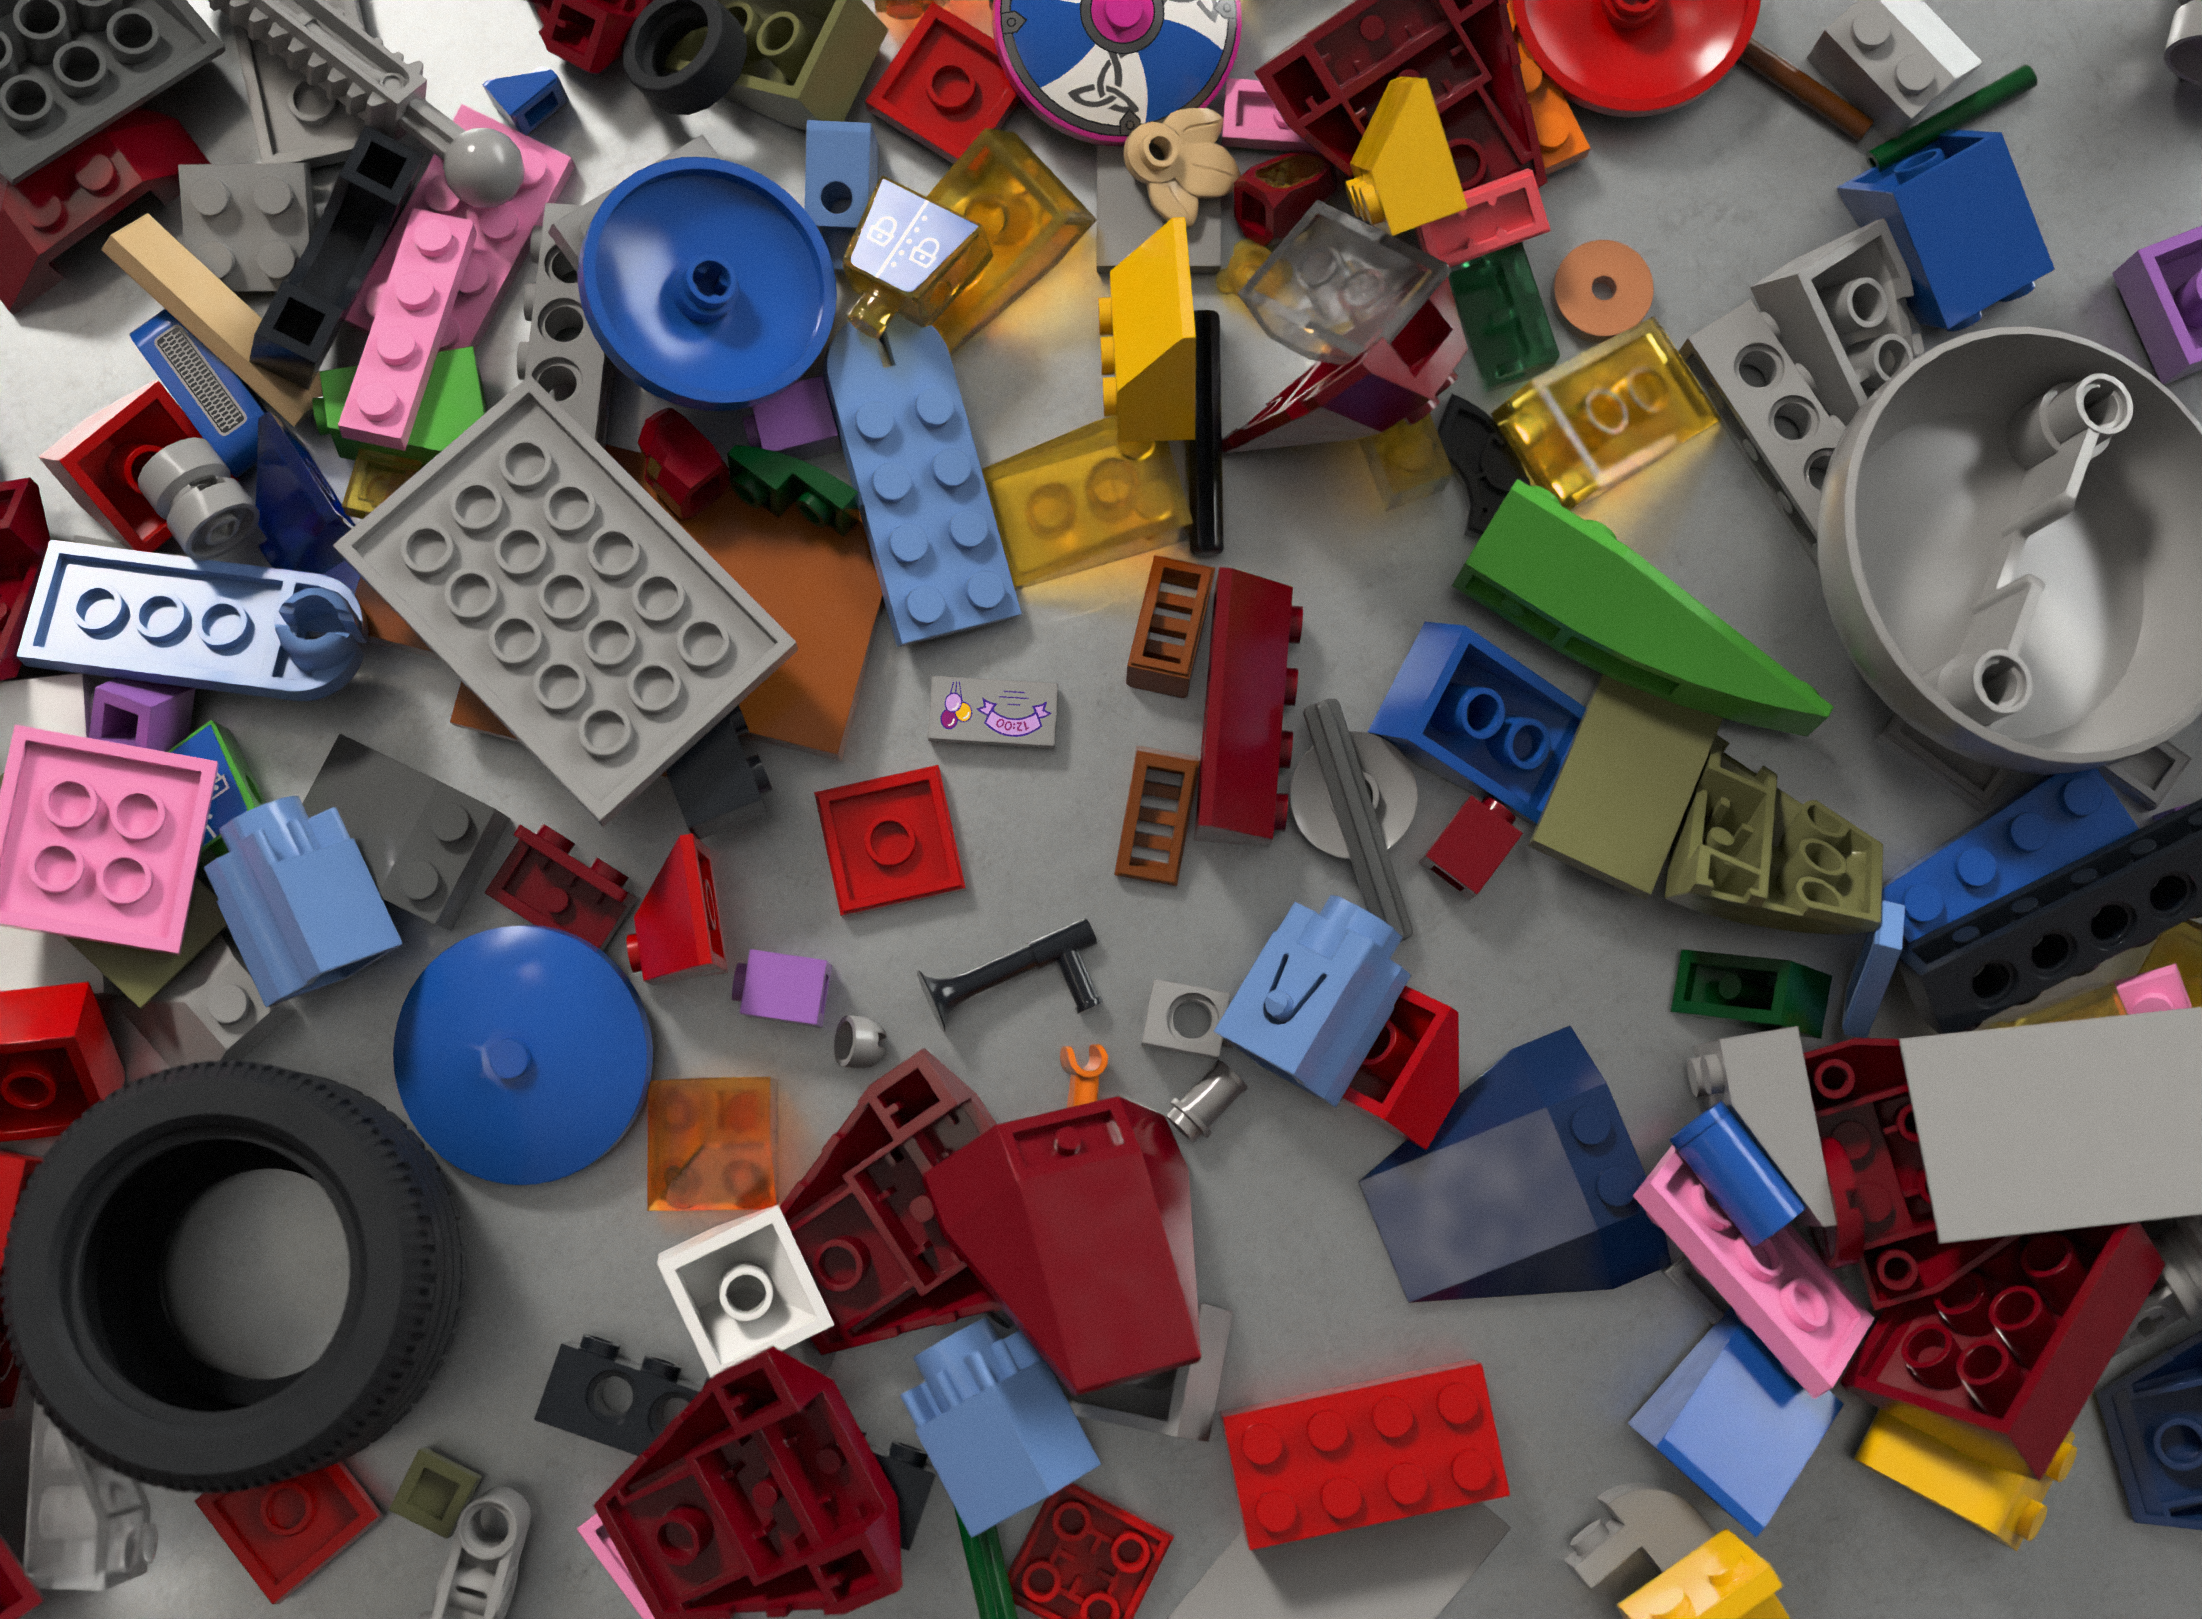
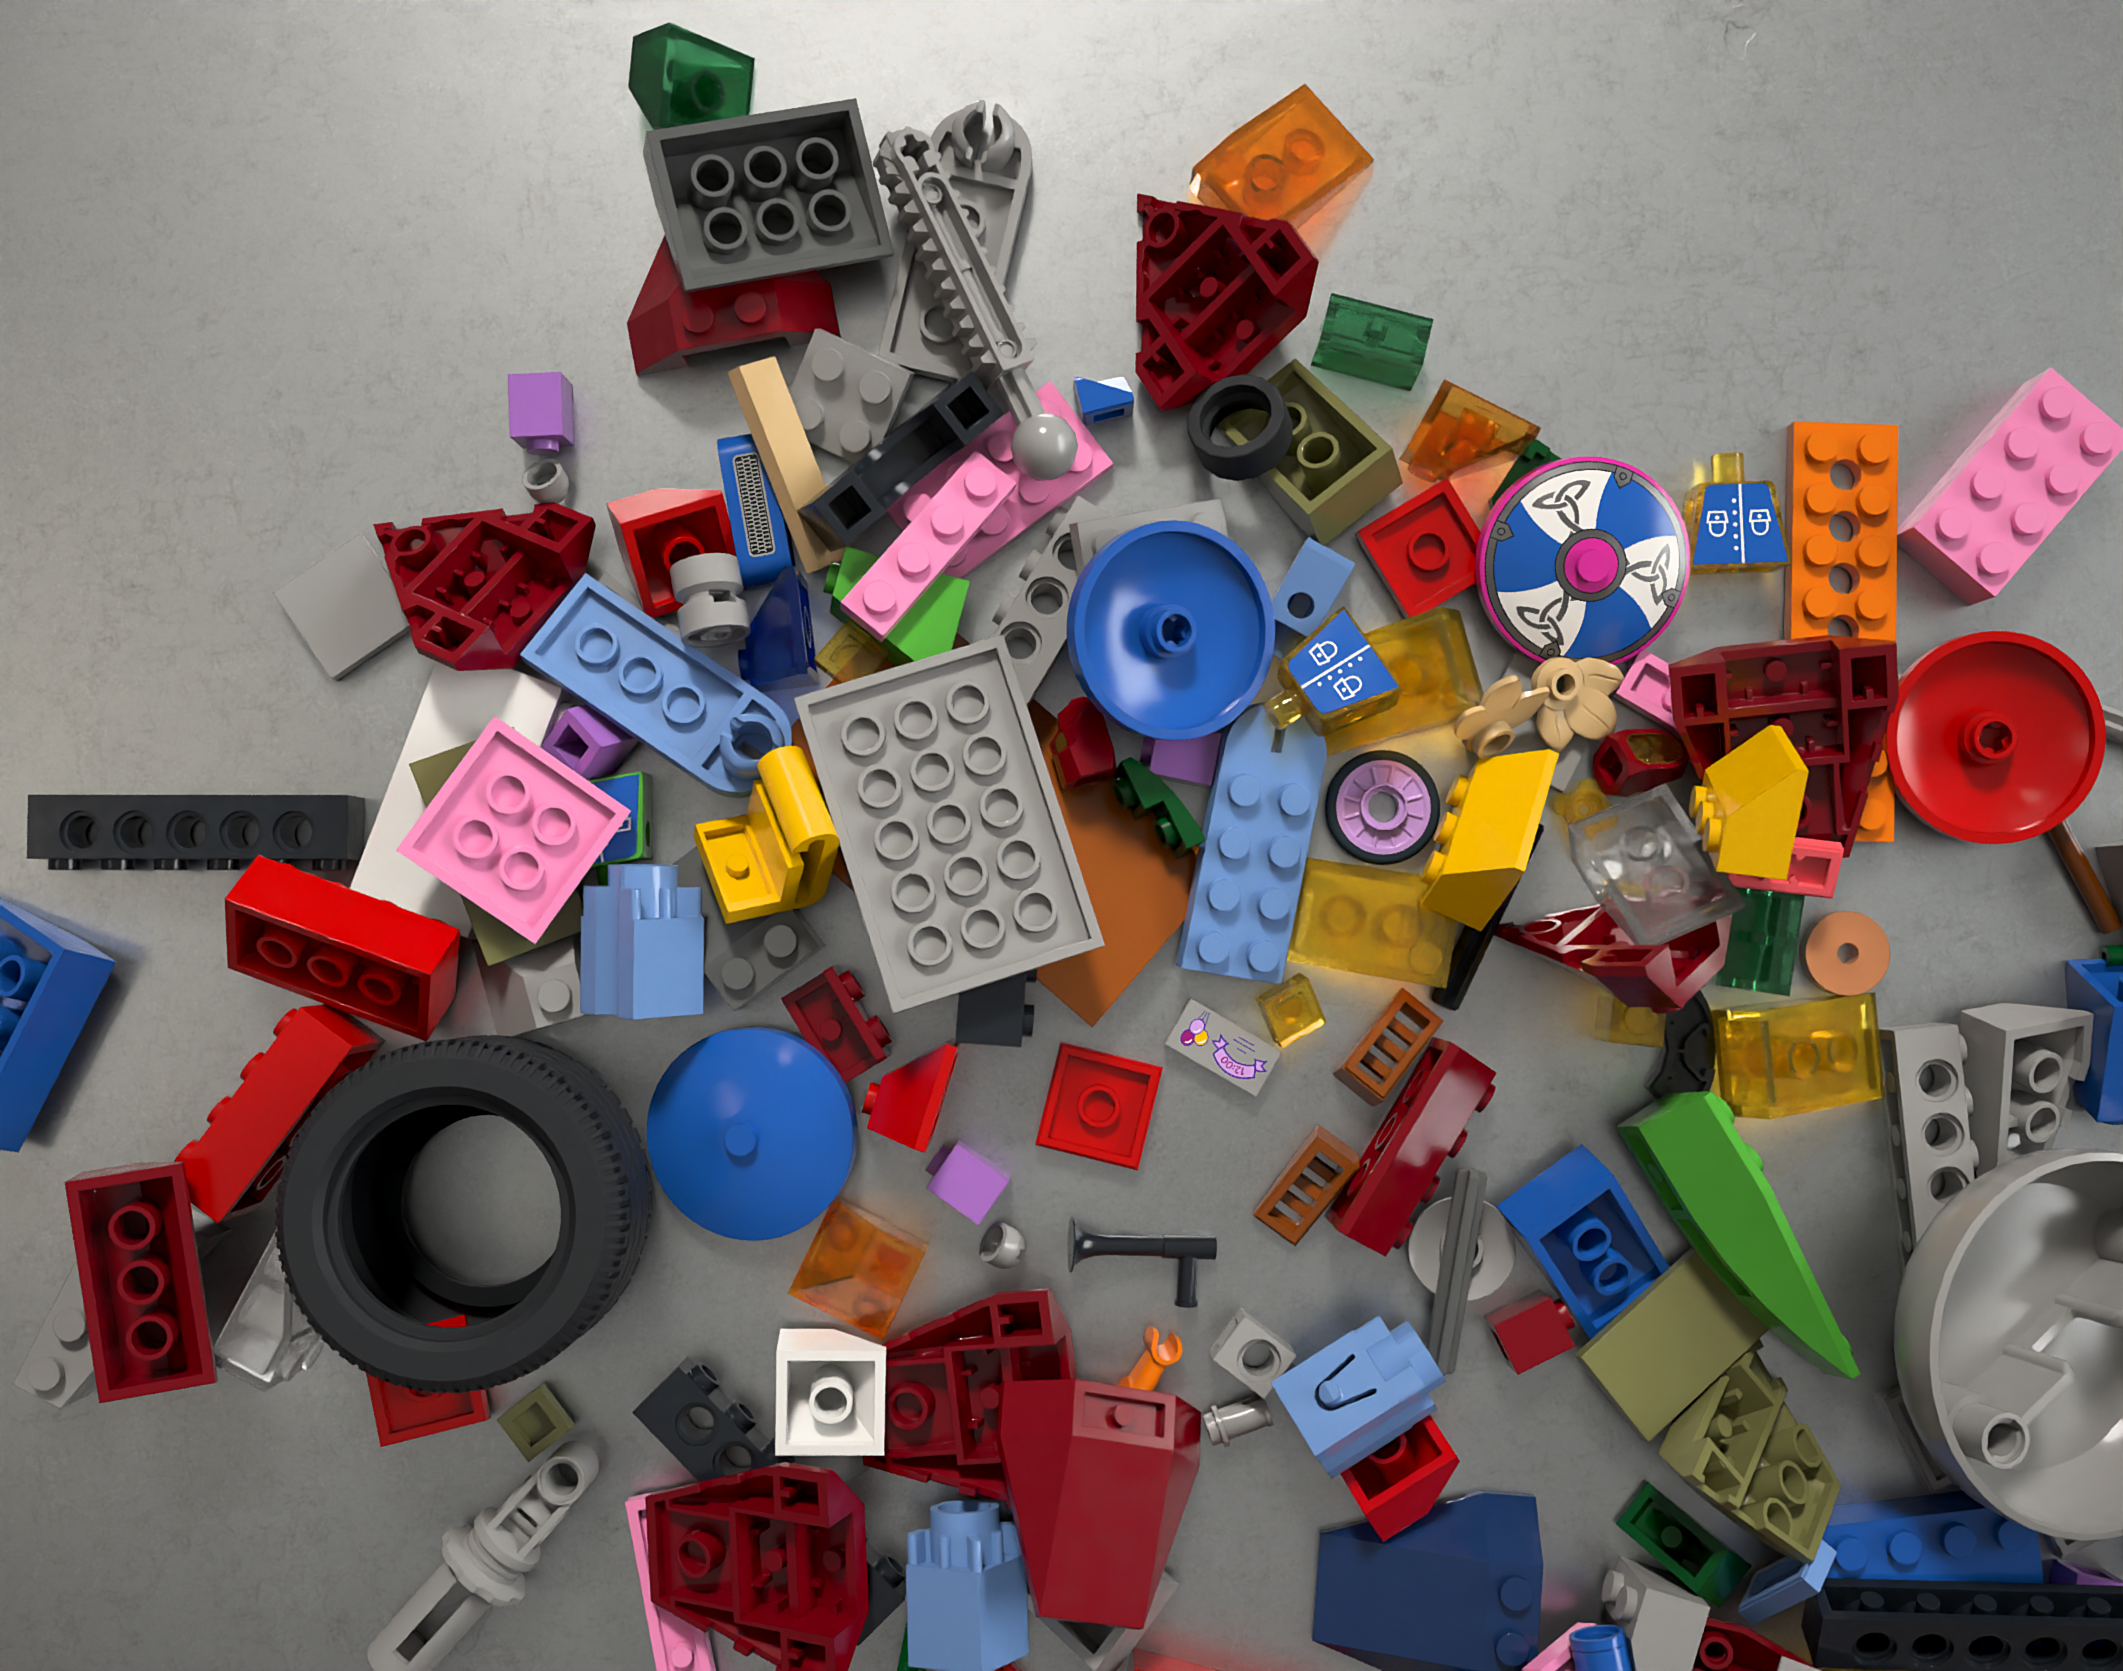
camera: 30 degrees right, 5 degrees up
(403, 721) = (776, 852): none -> yellow piece
(1029, 339) = (1349, 814): none -> lavender wheel
(1044, 634) = (1291, 1010): none -> clear yellow plate
(1103, 213) = (1503, 706): none -> tan plate

